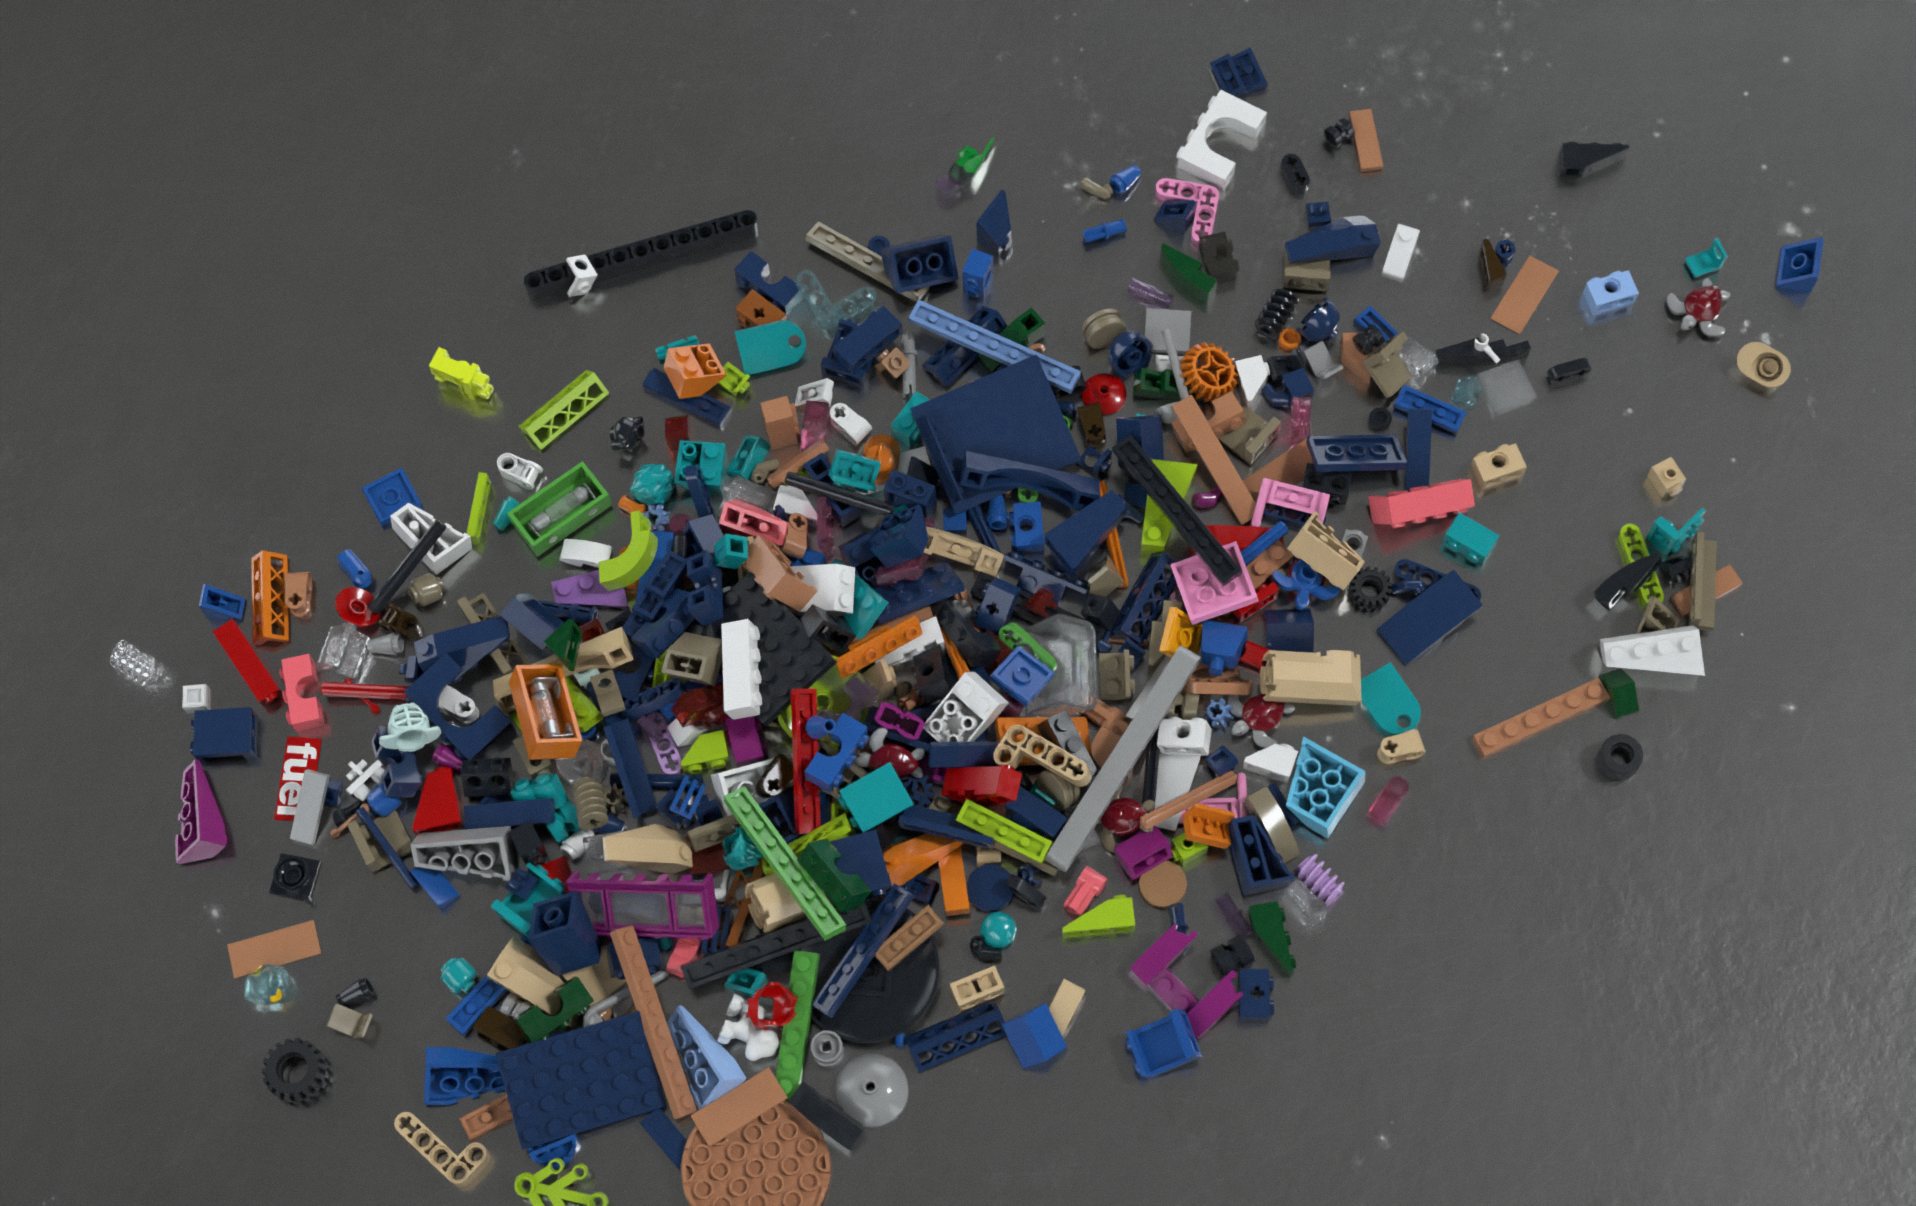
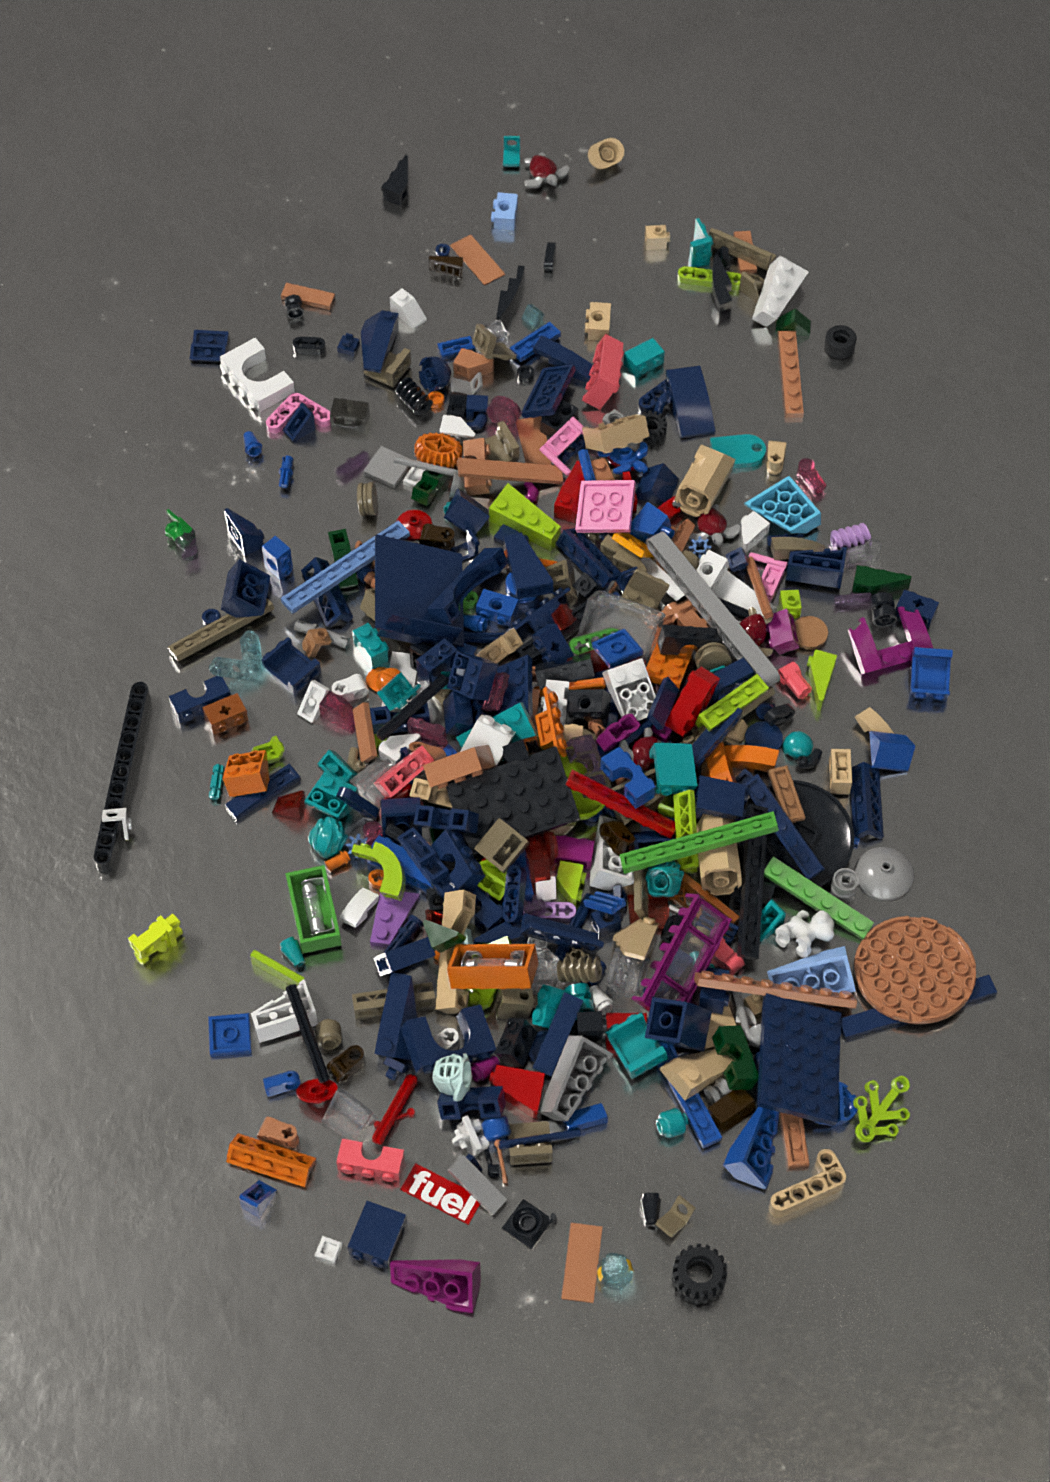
camera: 70 degrees left, 10 degrees down
(135, 663) = (275, 1284): clear piece -> none
(247, 661) = (320, 1192): red slope -> none
(387, 644) = (360, 1081): light grey cone -> none
(522, 473) = (263, 927): white piece -> none
(522, 884) = (620, 1046): dark blue tile -> none
(559, 402) = (219, 879): lime fence -> none
(610, 696) = (497, 925): dark tan bracket -> none
(627, 433) = (274, 840): black piece -> none
(731, 551) = (425, 790): teal brick -> none
(738, 1106) = (864, 960): nougat sticker -> none
(740, 669) = (530, 813): white brick -> none
(767, 346) = (256, 716): teal tile -> none
(780, 422) = (325, 728): nougat wedge -> none
(783, 1006) = (803, 897): red helmet -> none
(818, 726) = (604, 776): blue cone -> none
(826, 1115) = (895, 904): black slope -> none
(843, 890) = (740, 807): dark green arch -> none
(867, 339) = (293, 643): dark blue brick -> none
(1045, 759) = (697, 649): tan beam -> none
(1097, 190) = (252, 462): dark tan arm -> none
(1129, 352) = (393, 492): dark blue cylinder -> none
(1177, 510) = (541, 503): black plate -> none
(1179, 919) = (838, 632): dark blue axle -> none
(1188, 273) = (350, 435): dark green slope -> none
(1208, 825) = (785, 582): orange bracket -> none
(1366, 341) = (470, 347): black wheel -> none
(1485, 347) = (508, 288): white hand -> none
(1506, 387) = (542, 294): clear tile -> none
(1800, 265) = (544, 107): blue slope -> none

